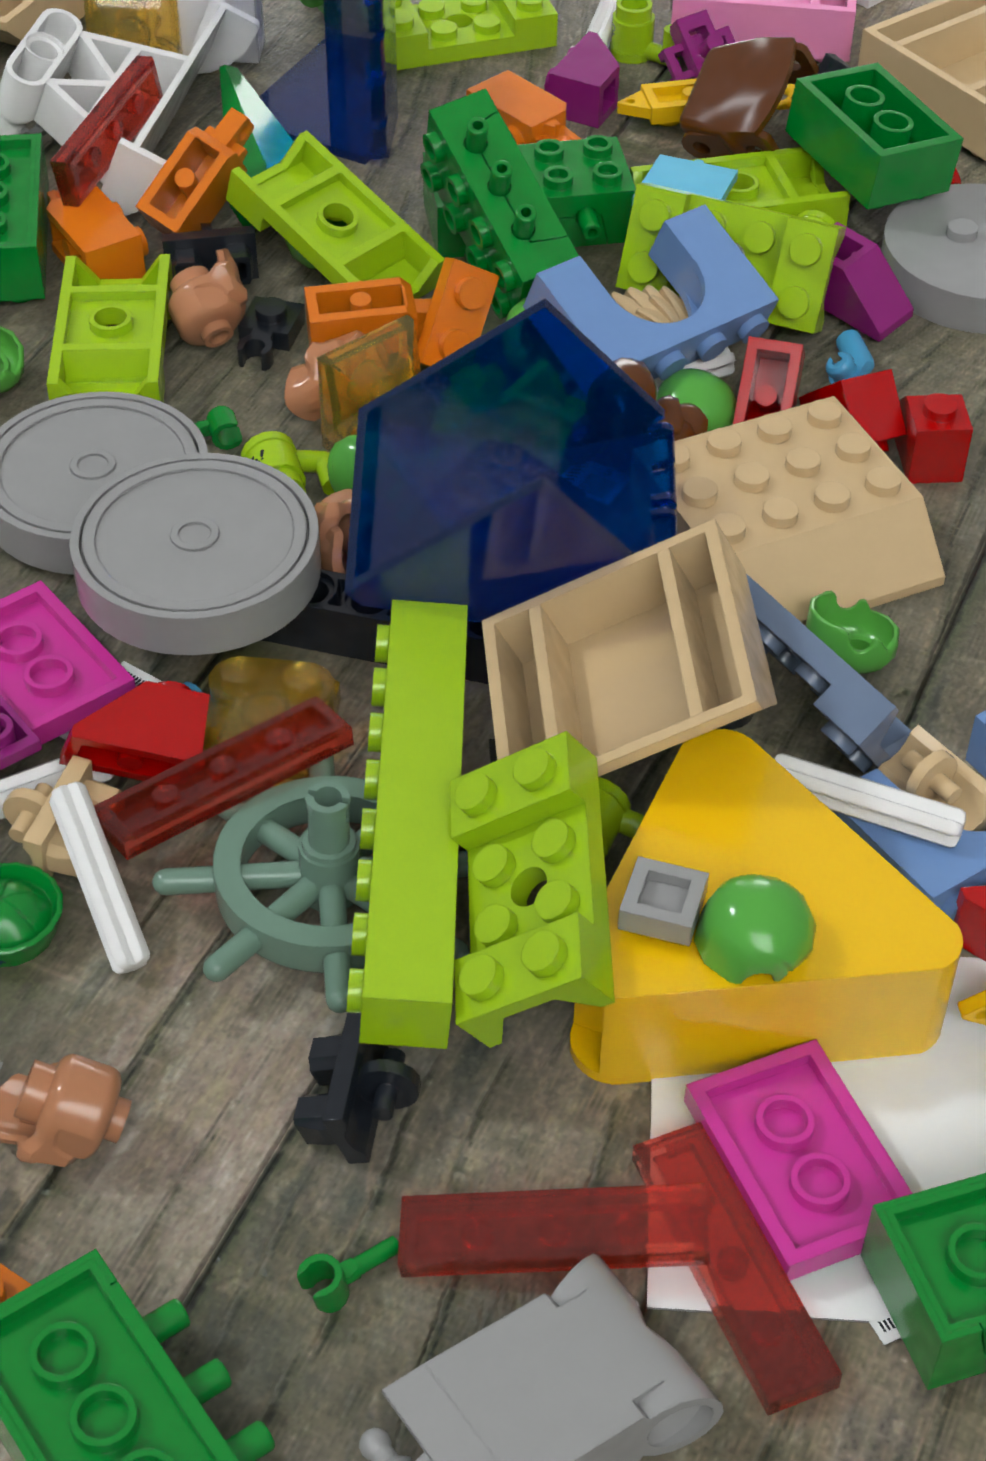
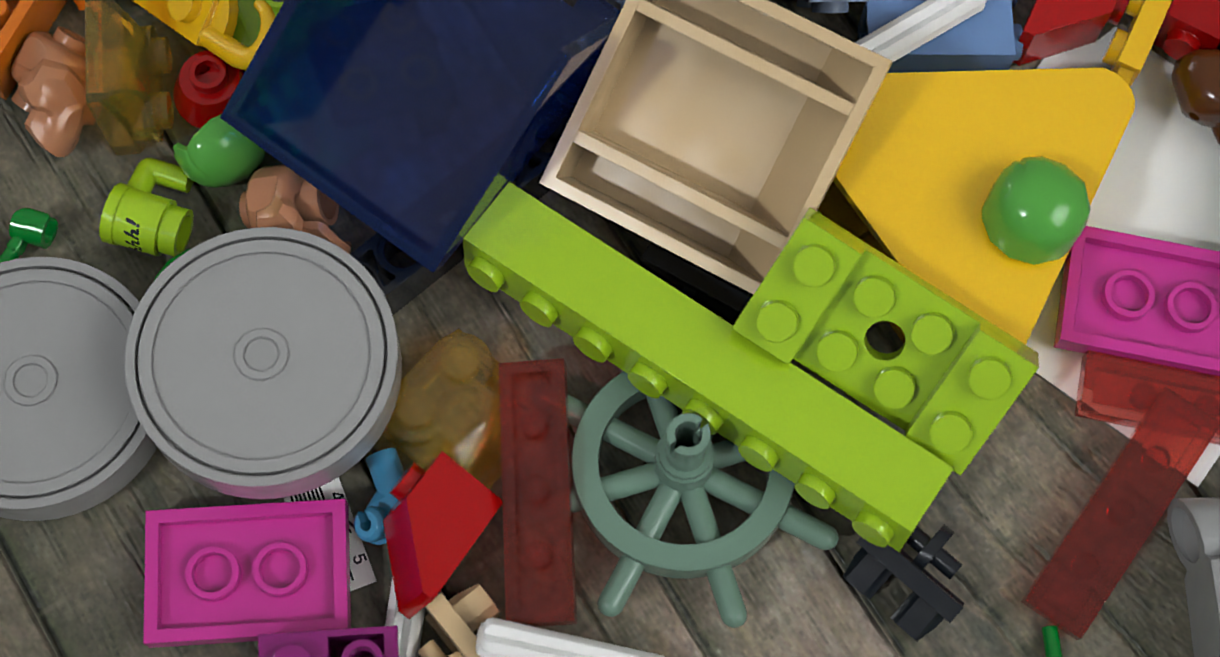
camera: 60 degrees left, 25 degrees up
(663, 901) = (975, 255): light grey plate -> none

